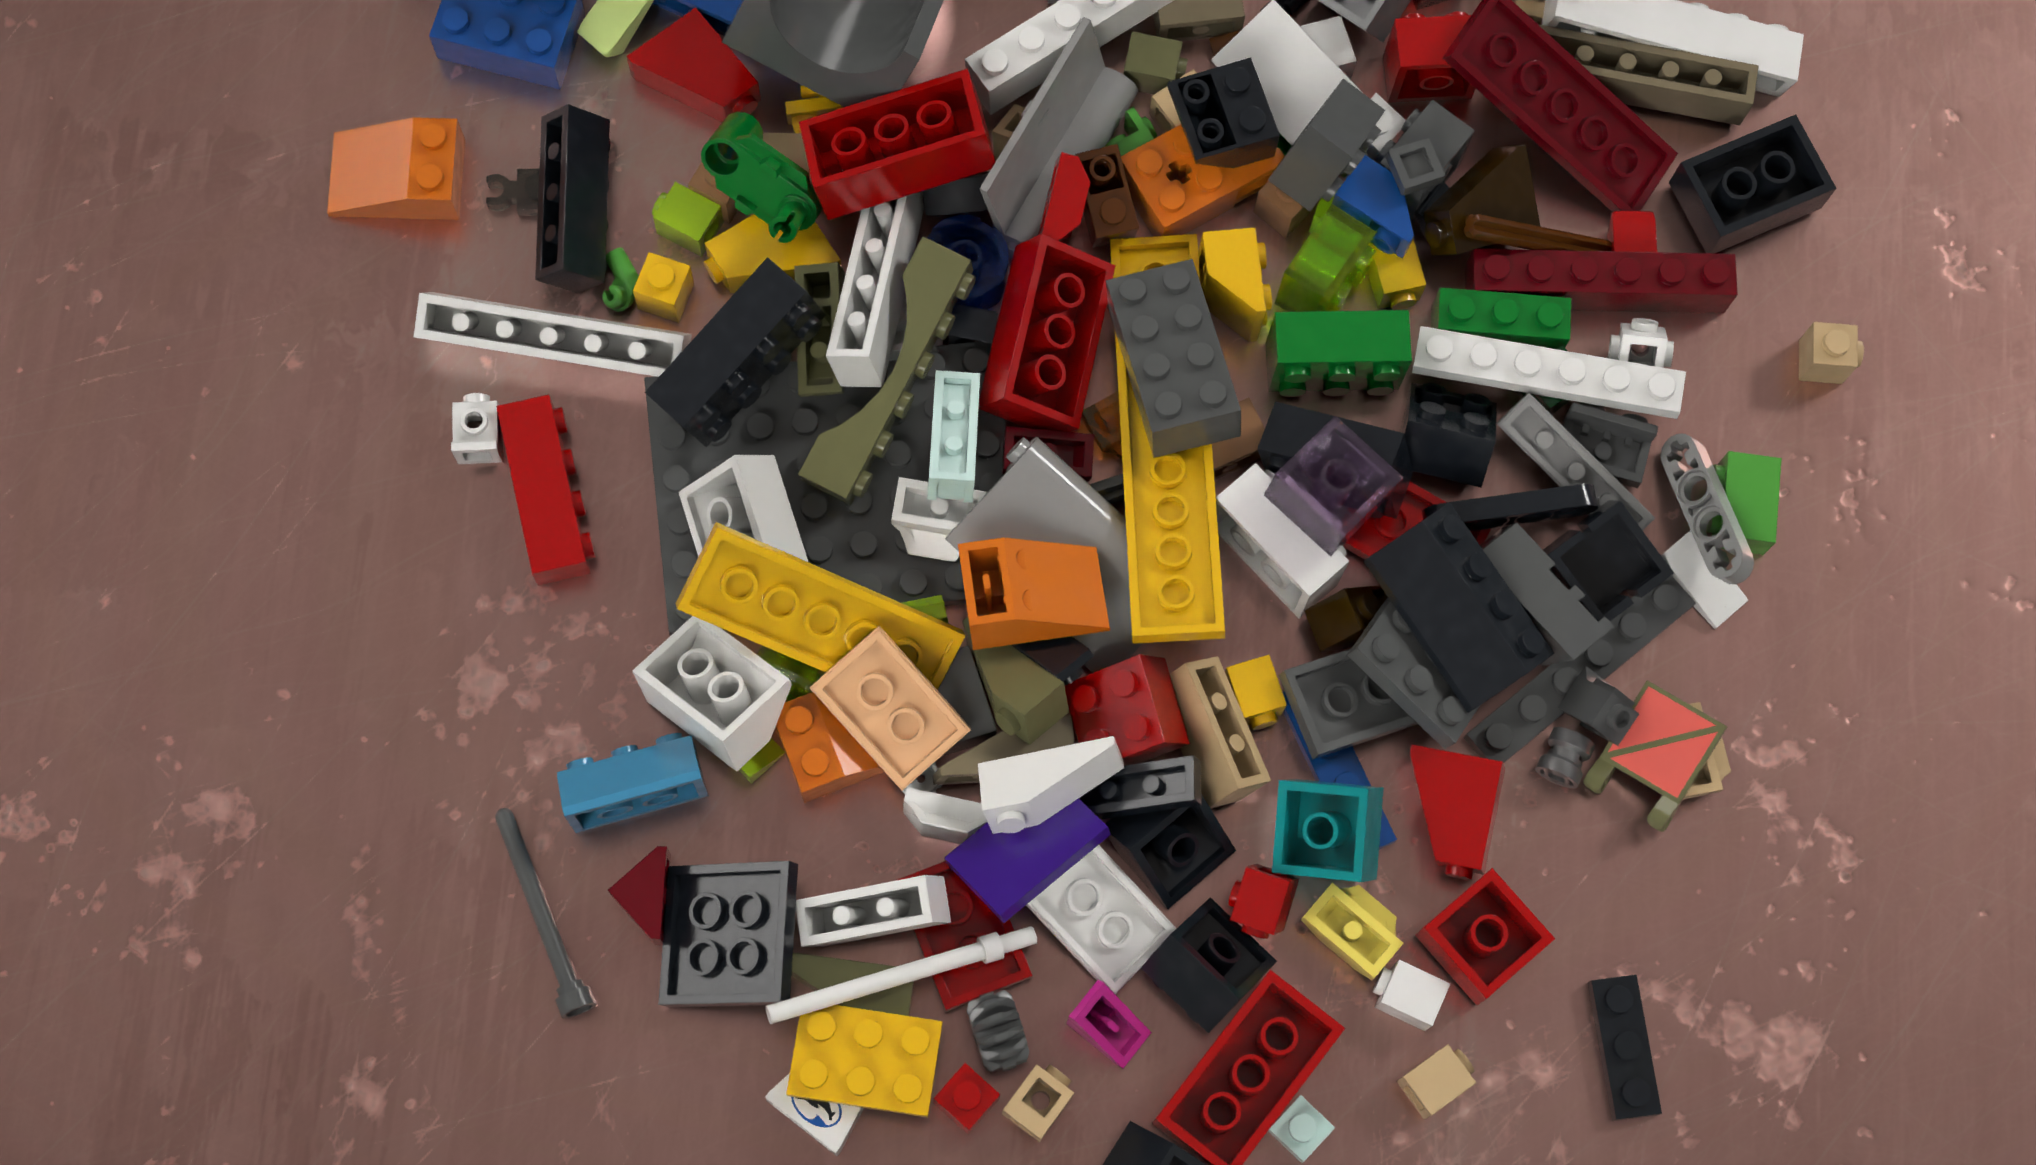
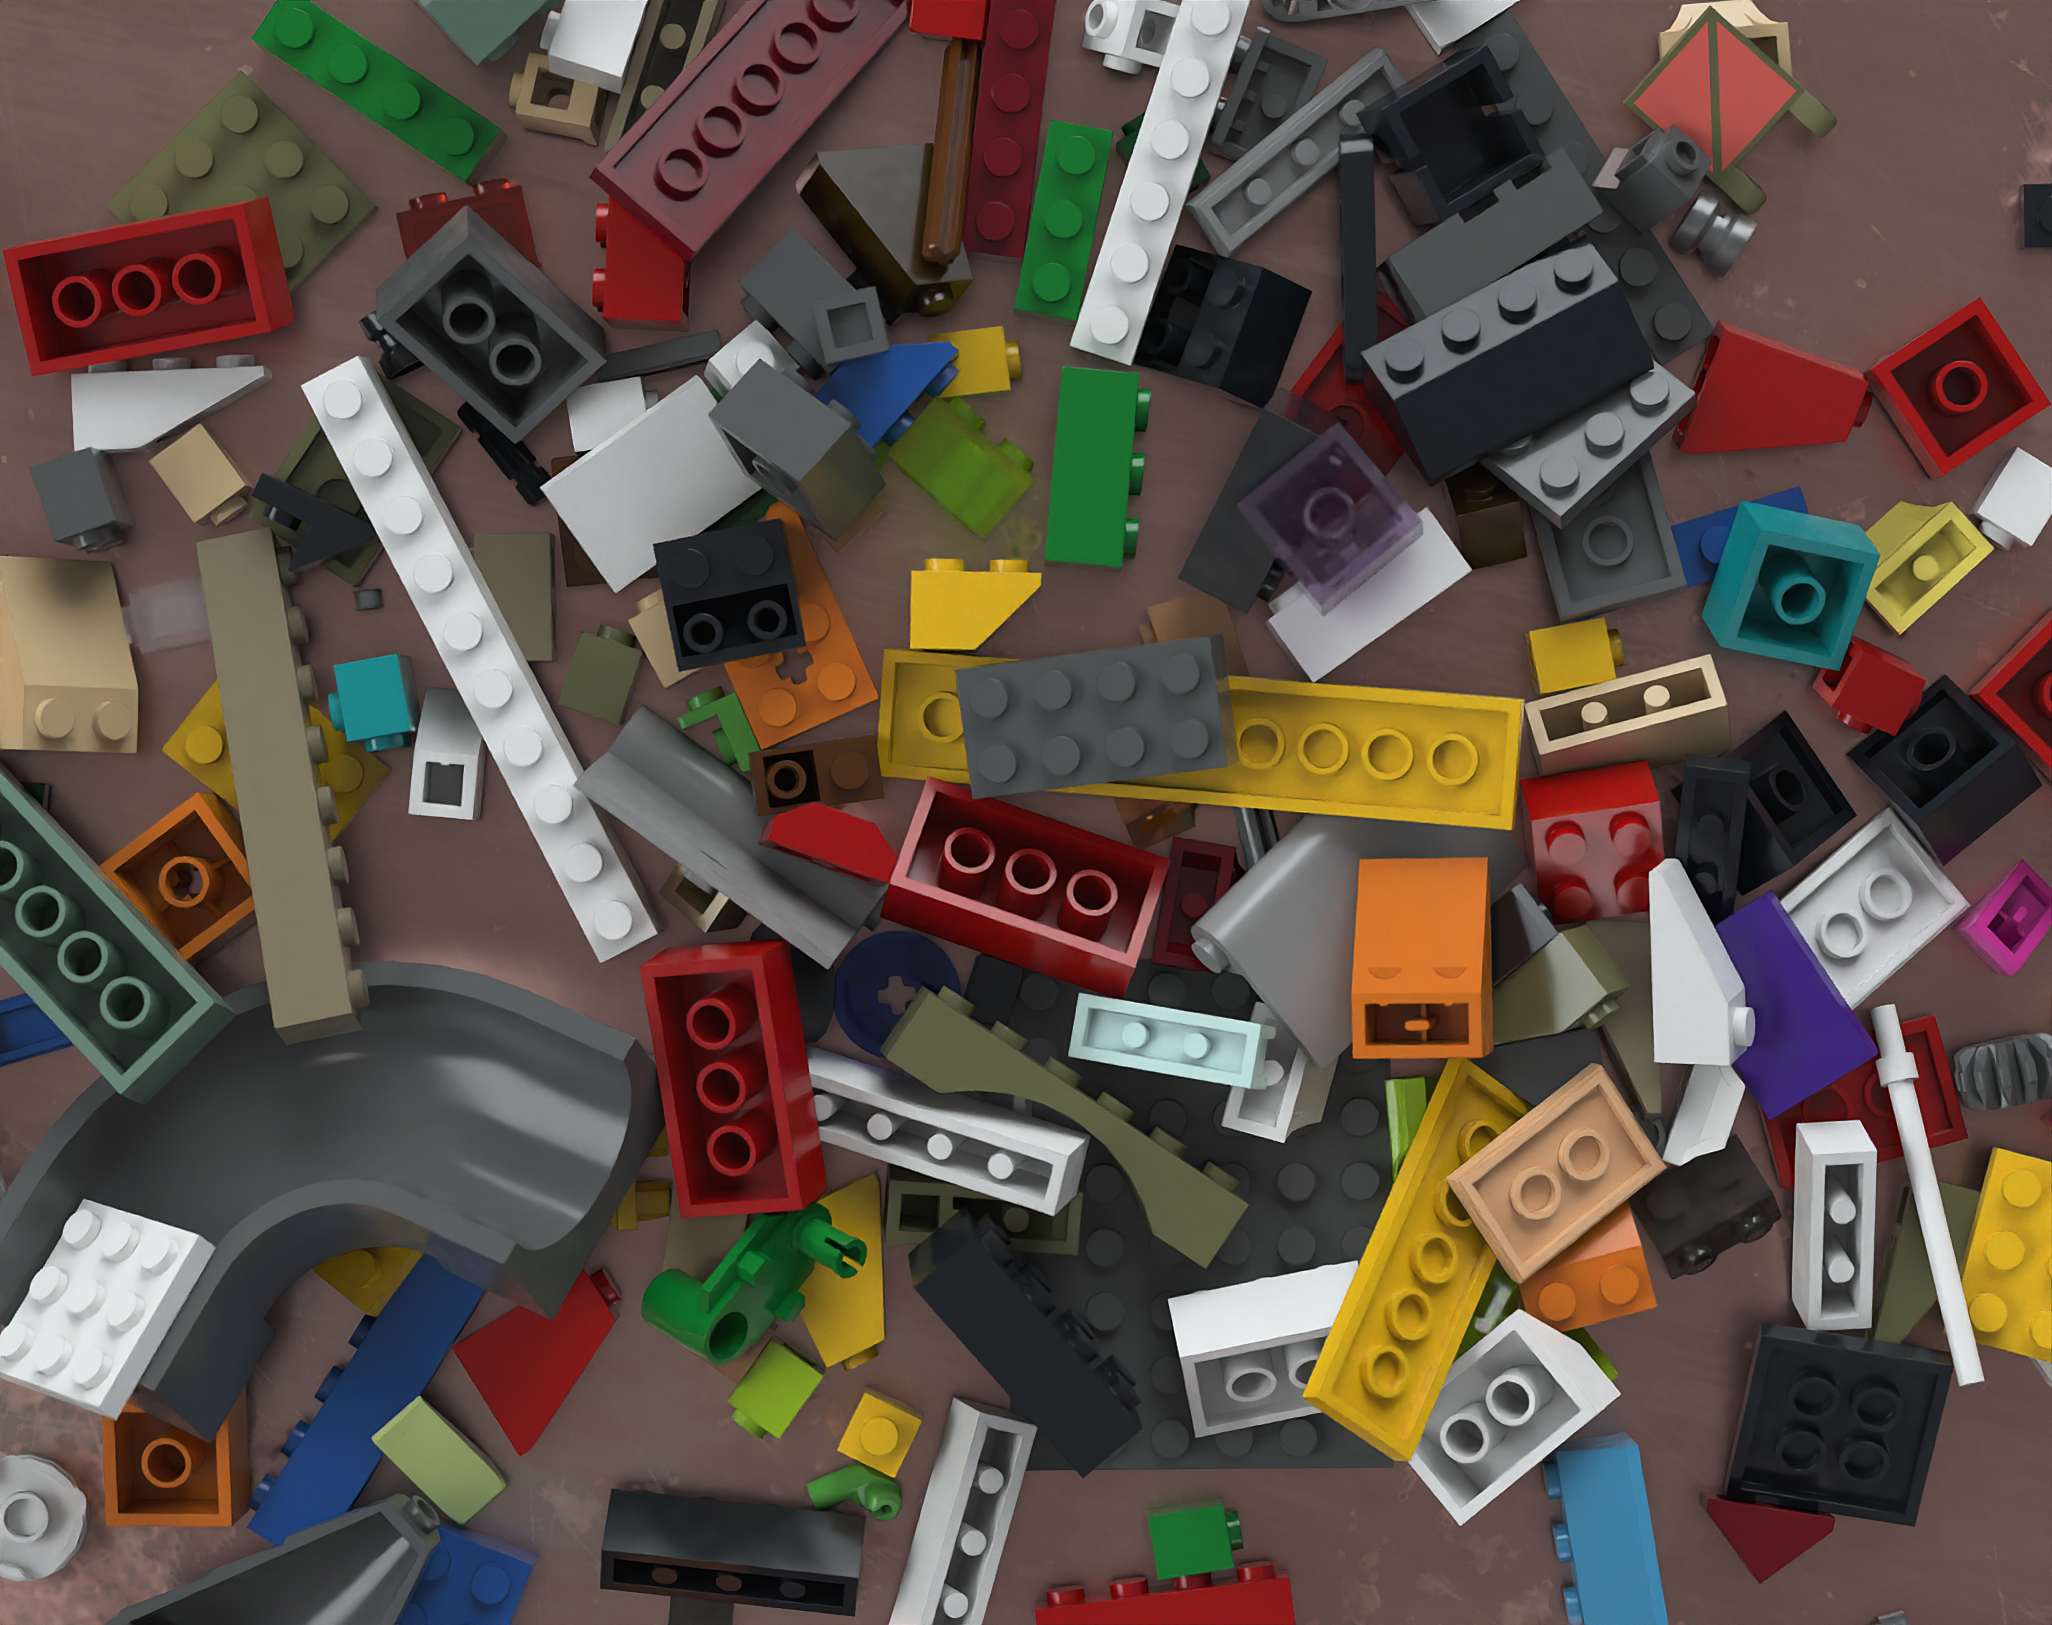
camera: 80 degrees left, 15 degrees up
(607, 500) = (1193, 1537): none -> green brick
(873, 829) = (1705, 1209): none -> clear smoke bracket
(1367, 71) = (661, 357): none -> dark grey tile

